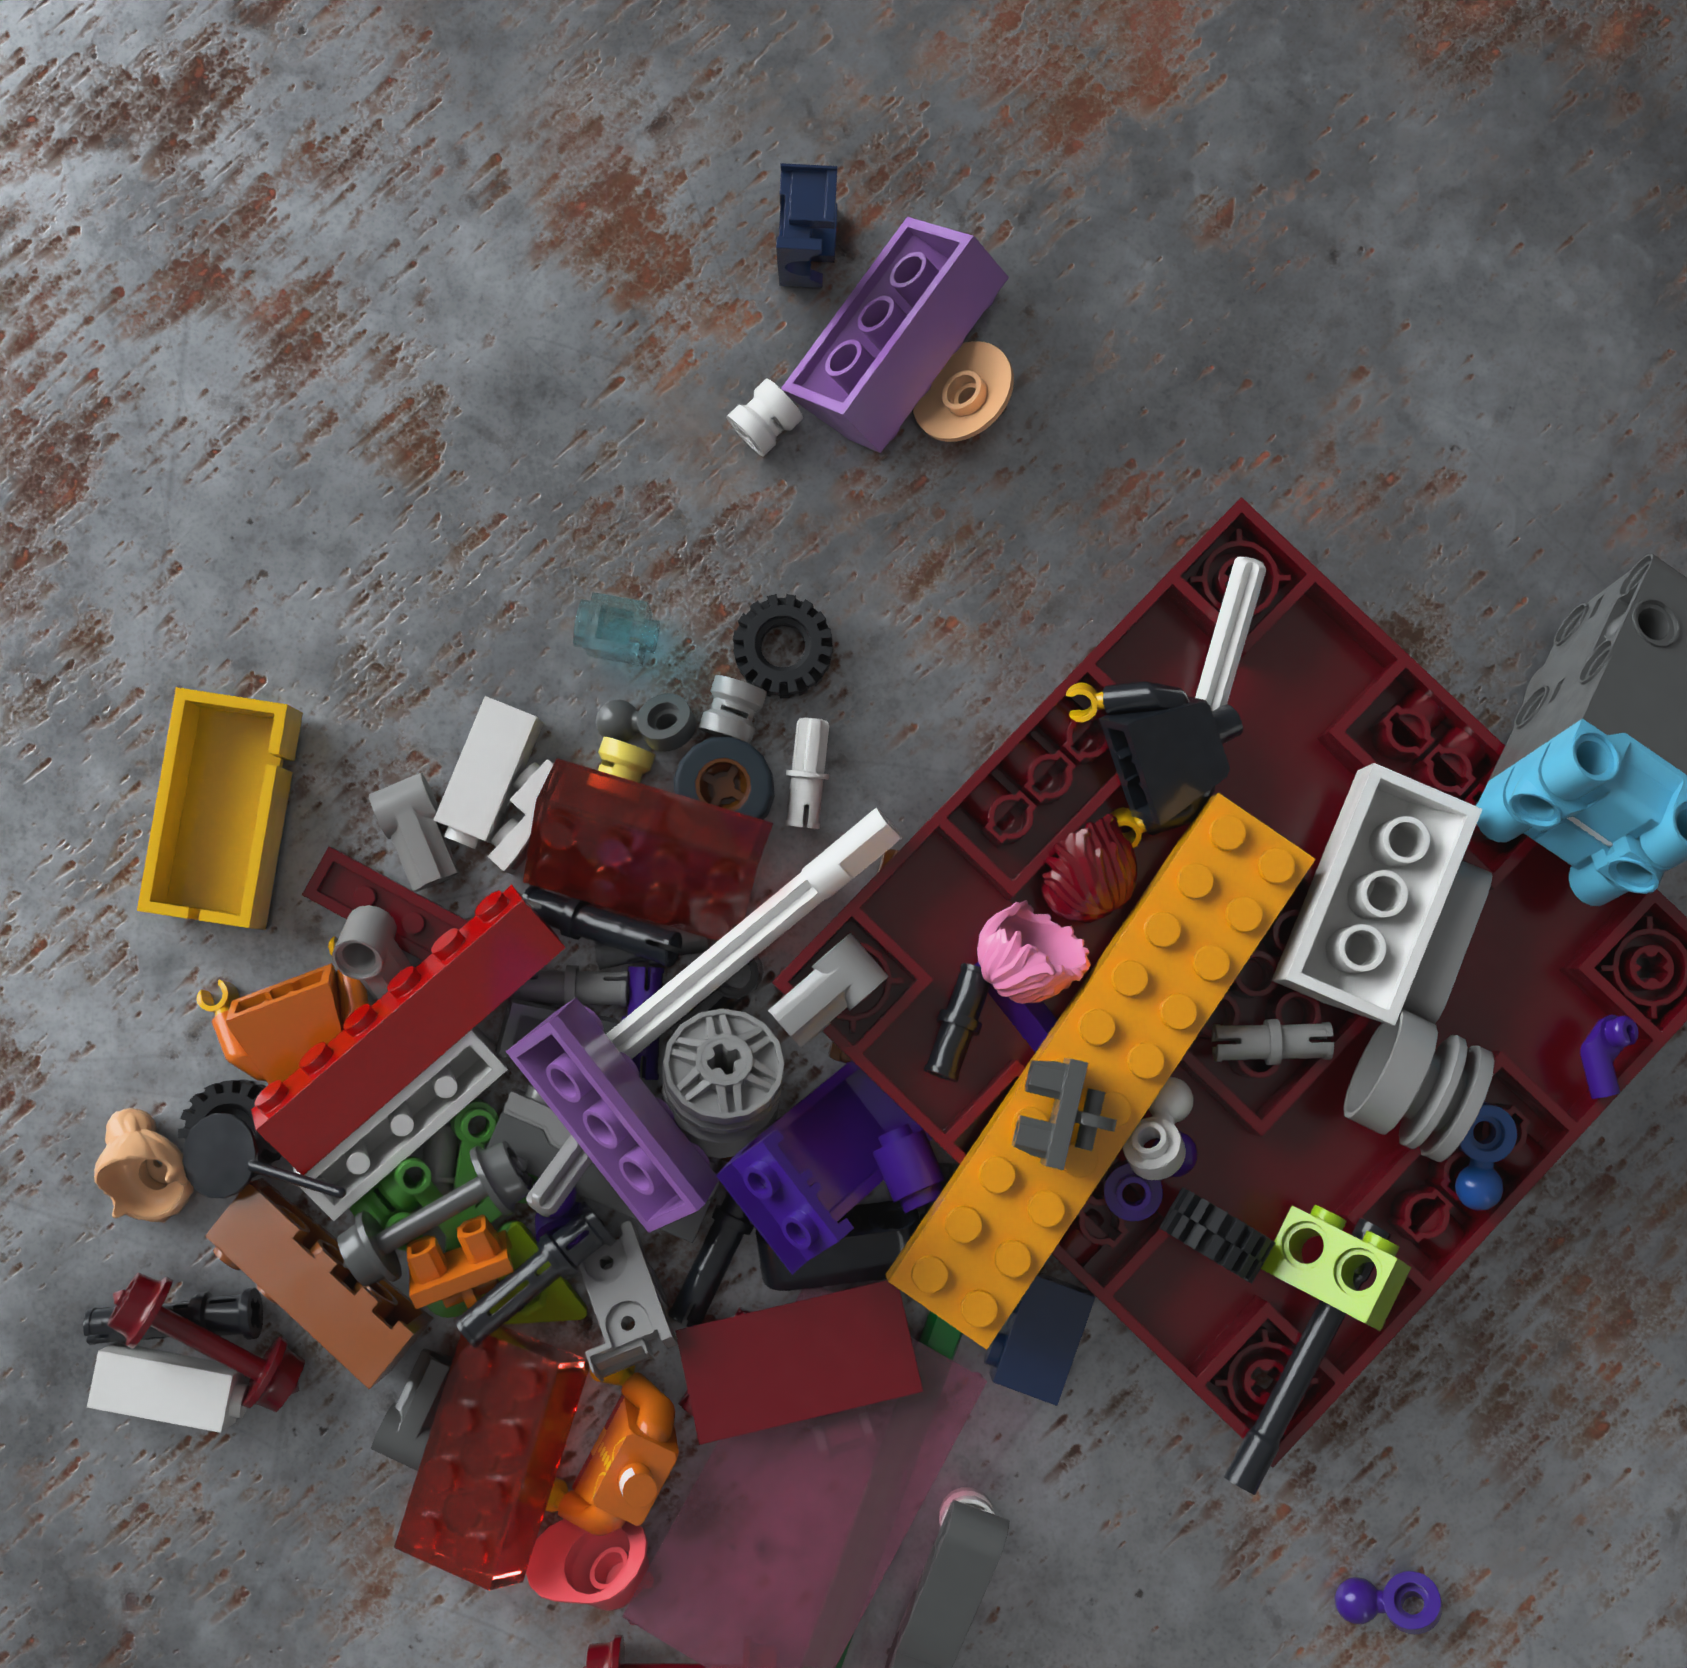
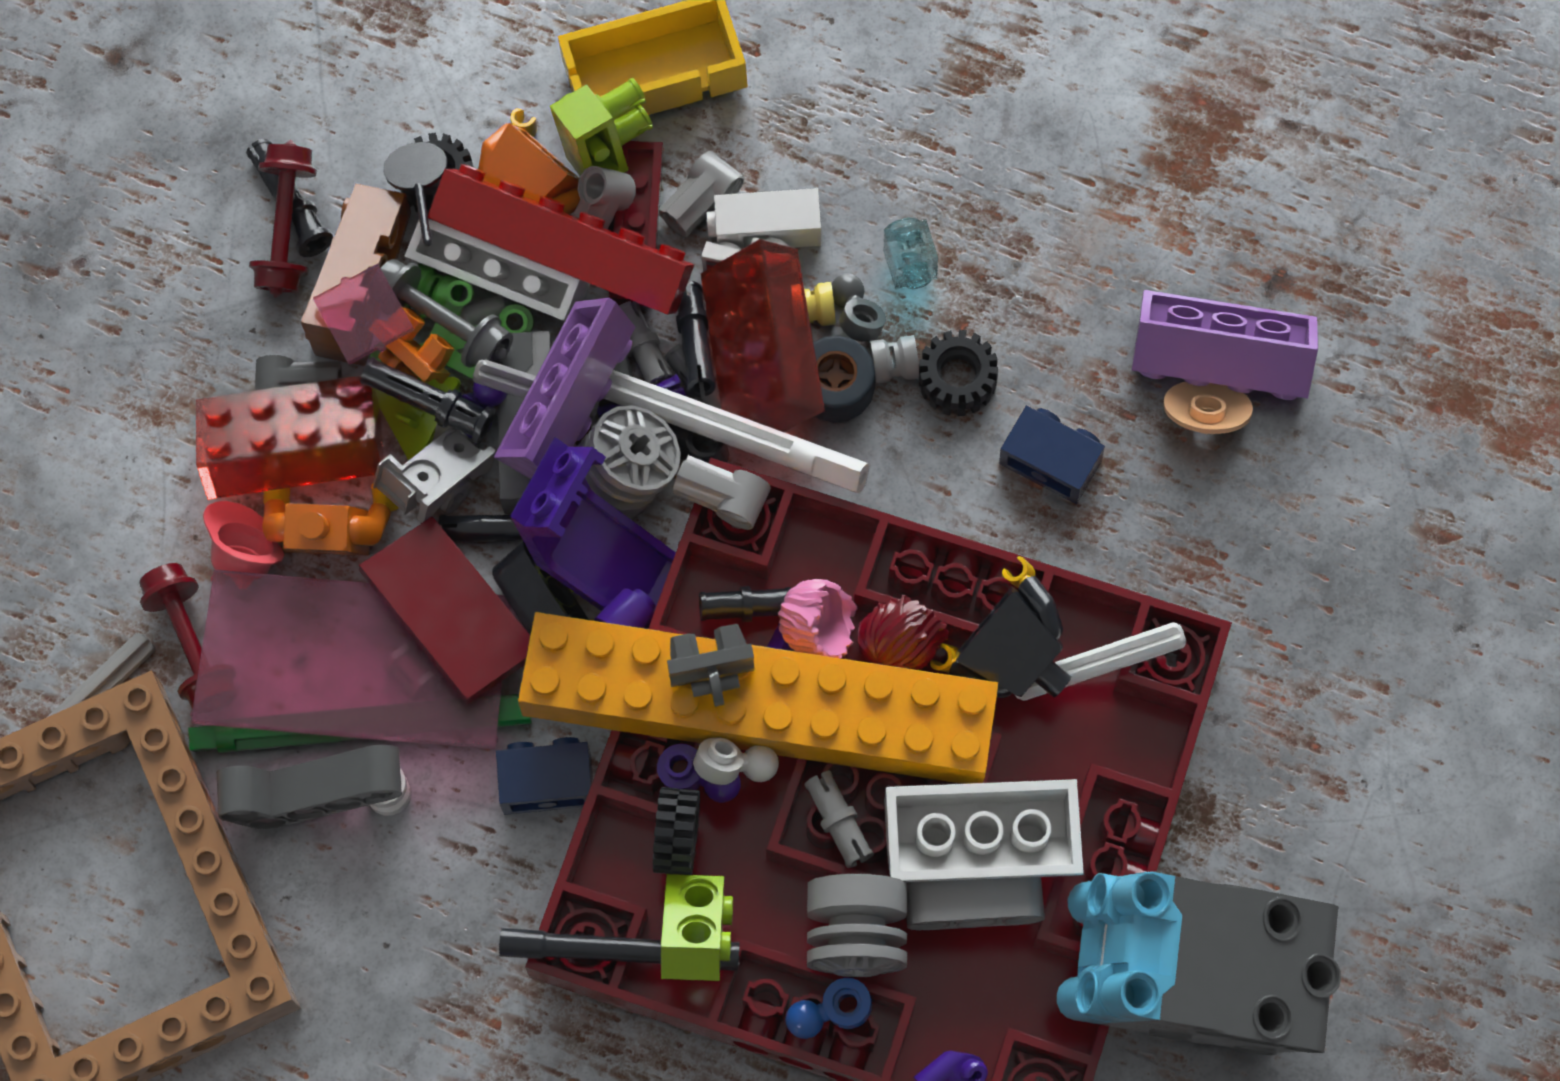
camera: 70 degrees right, 15 degrees down
(131, 1173) = (381, 126): light nougat piece -> none
(167, 1387) = (239, 211): white brick -> none
(284, 921) = (589, 127): none -> lime brick
(397, 1311) = (363, 314): none -> clear pink piece
(765, 417) = (1115, 284): white wheel -> none
(806, 223) = (1263, 241): dark blue piece -> none
(807, 773) = (876, 430): white axle -> none
(932, 589) = (1052, 453): none -> dark blue brick

